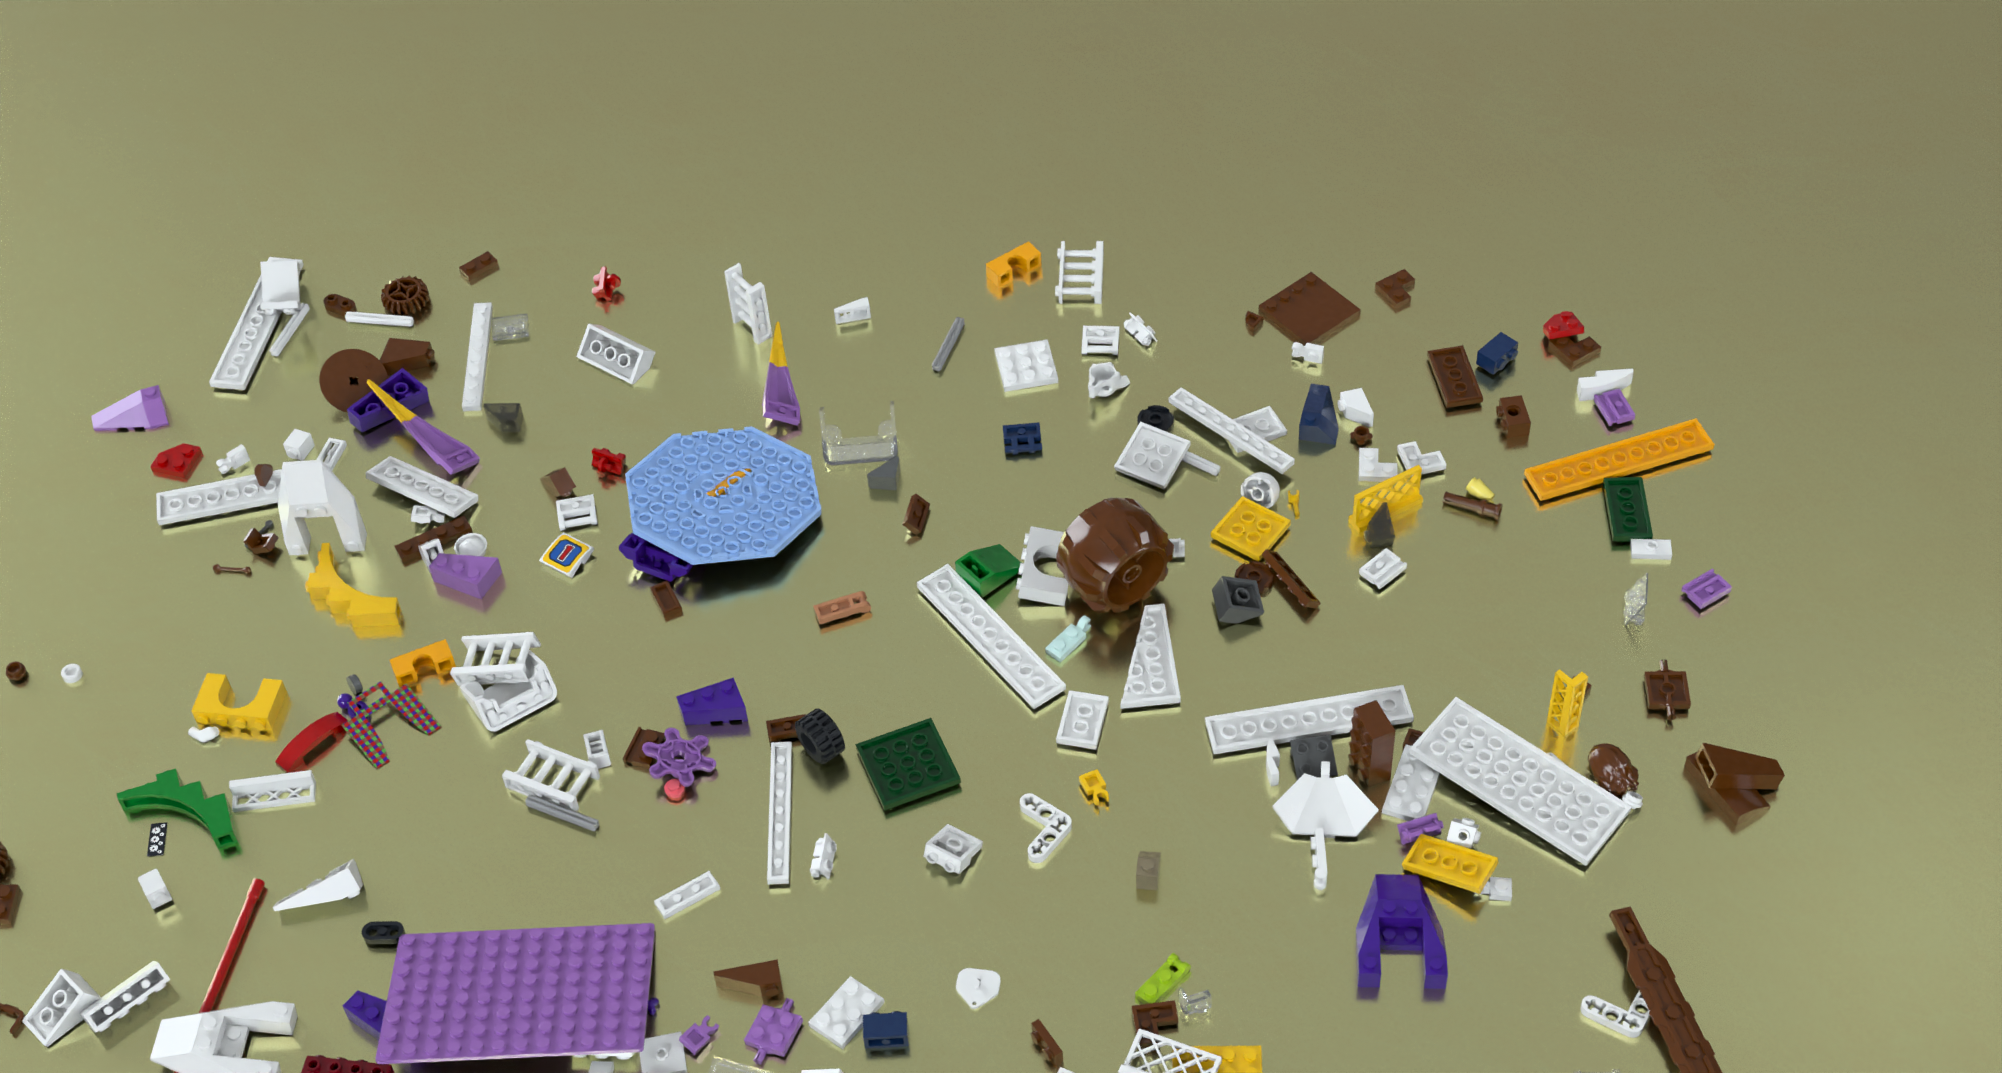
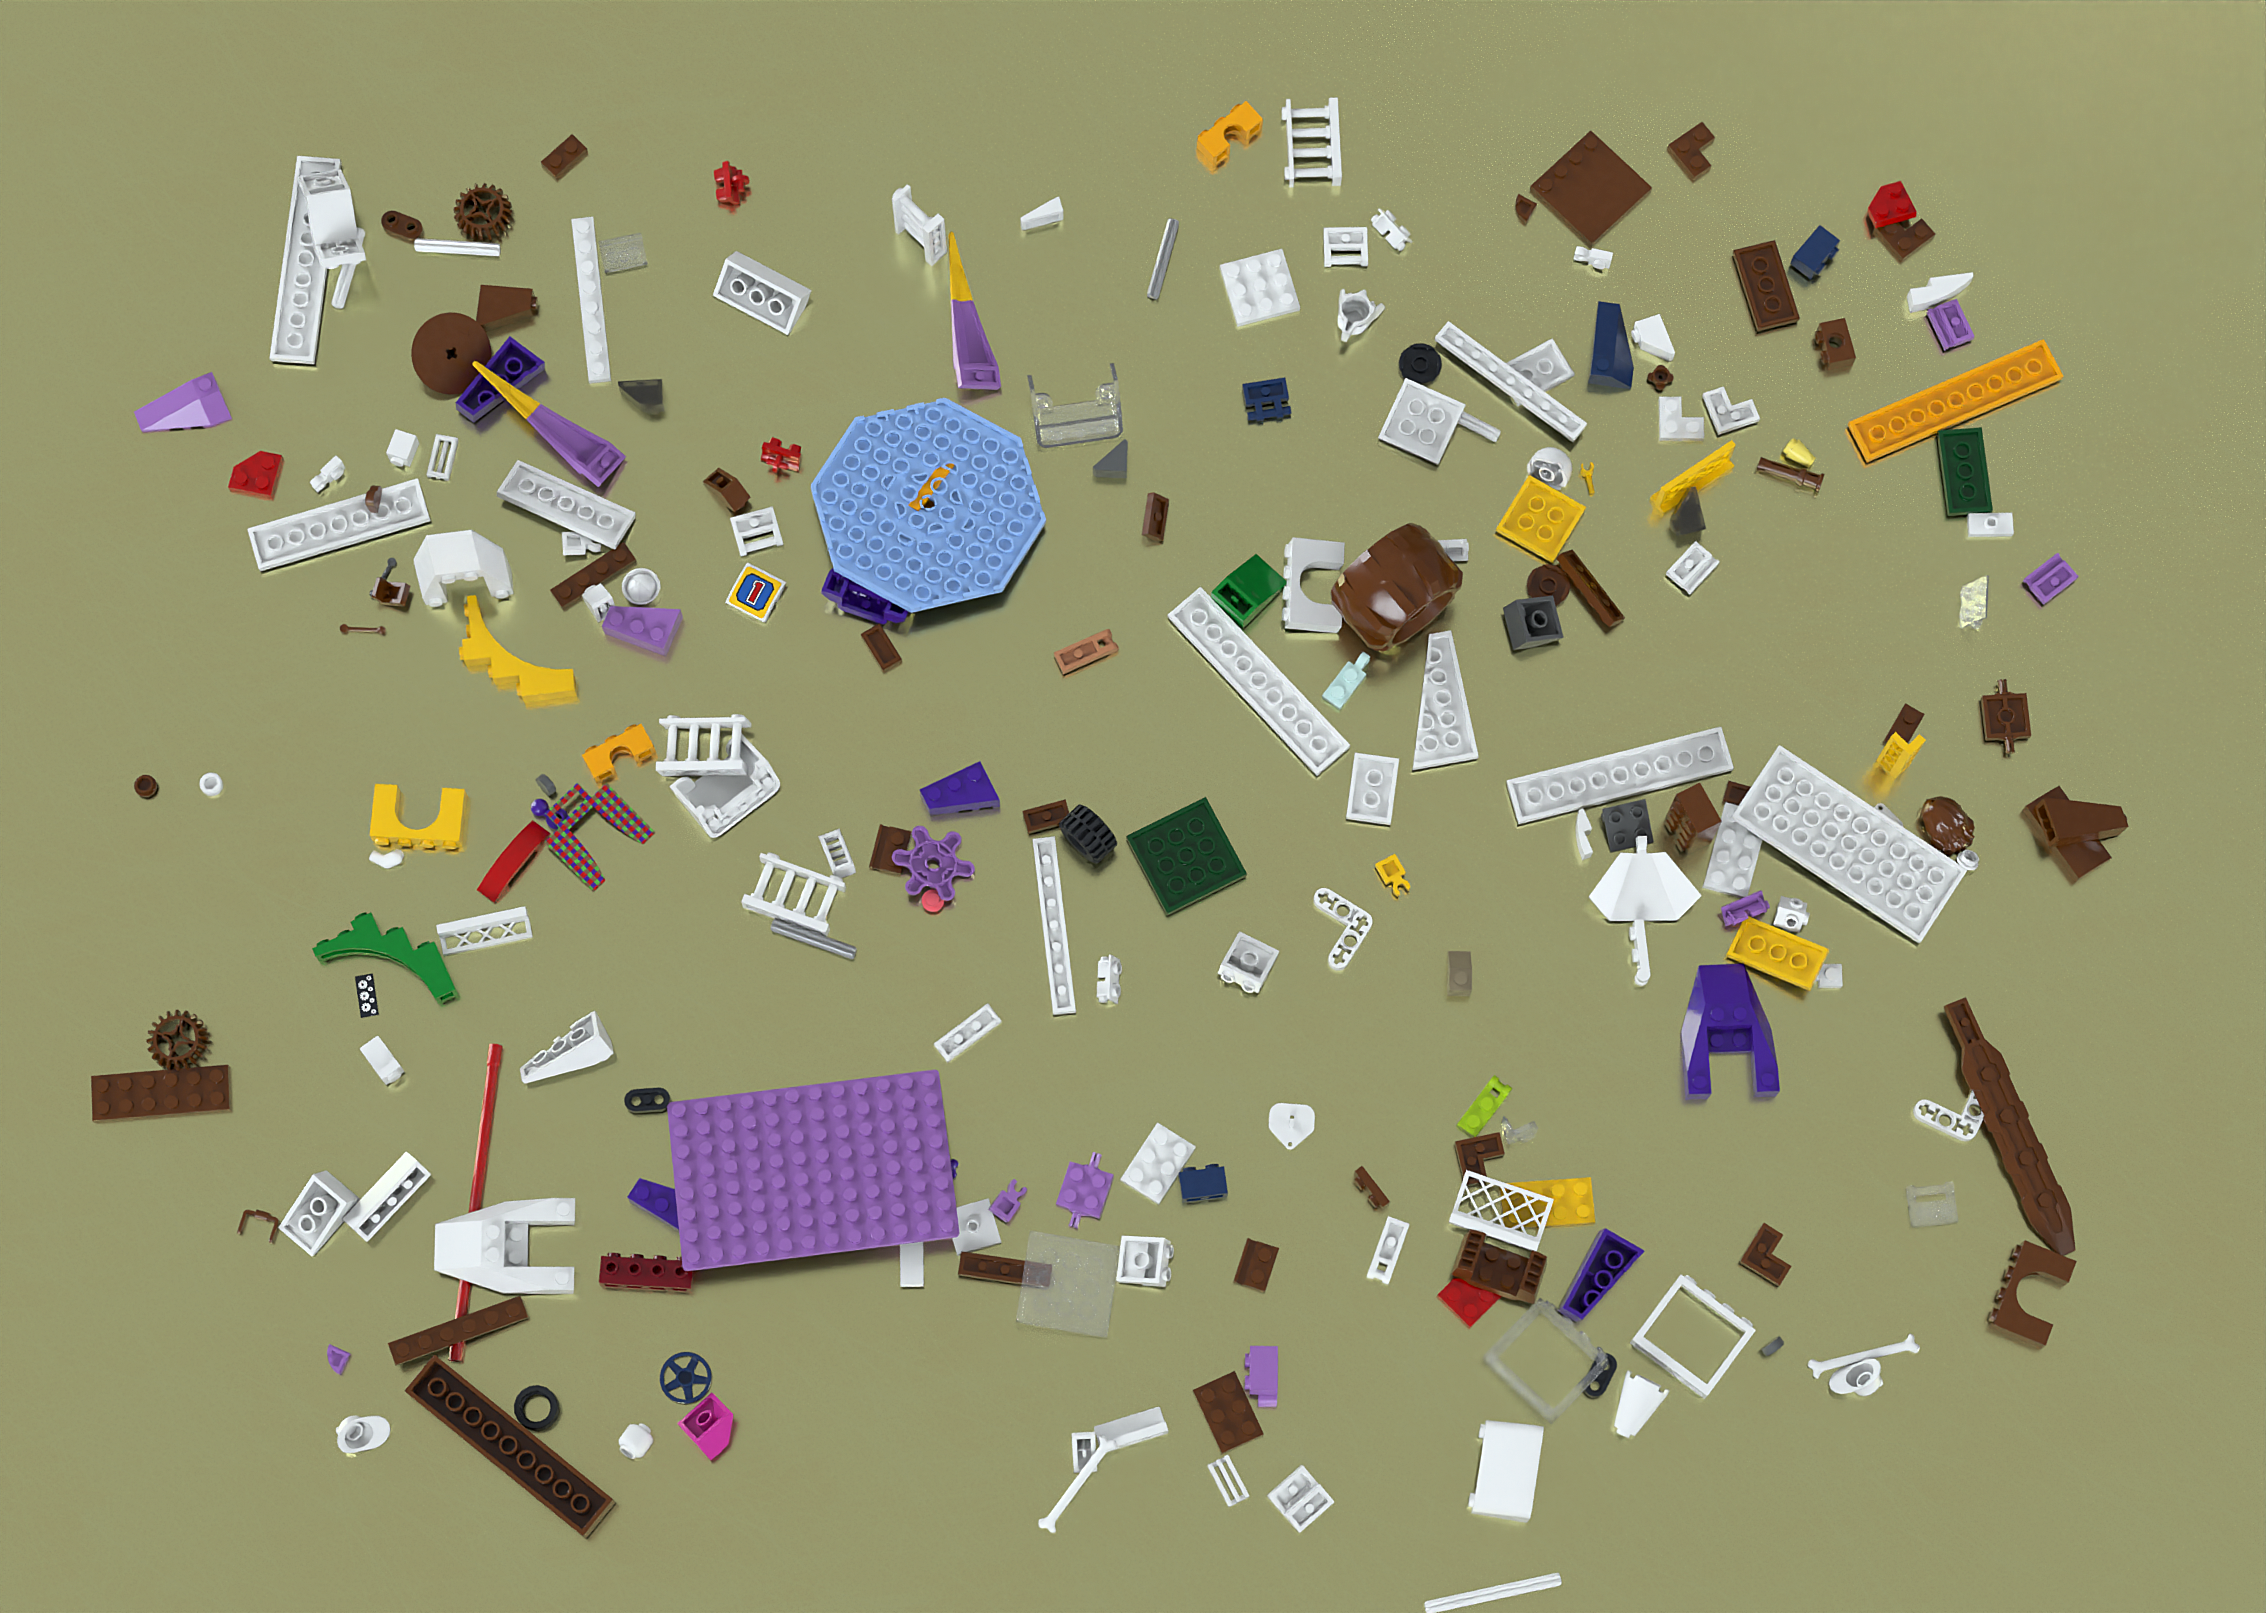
camera: 10 degrees left, 25 degrees up
(755, 979) = (1060, 1133): reddish brown slope -> none

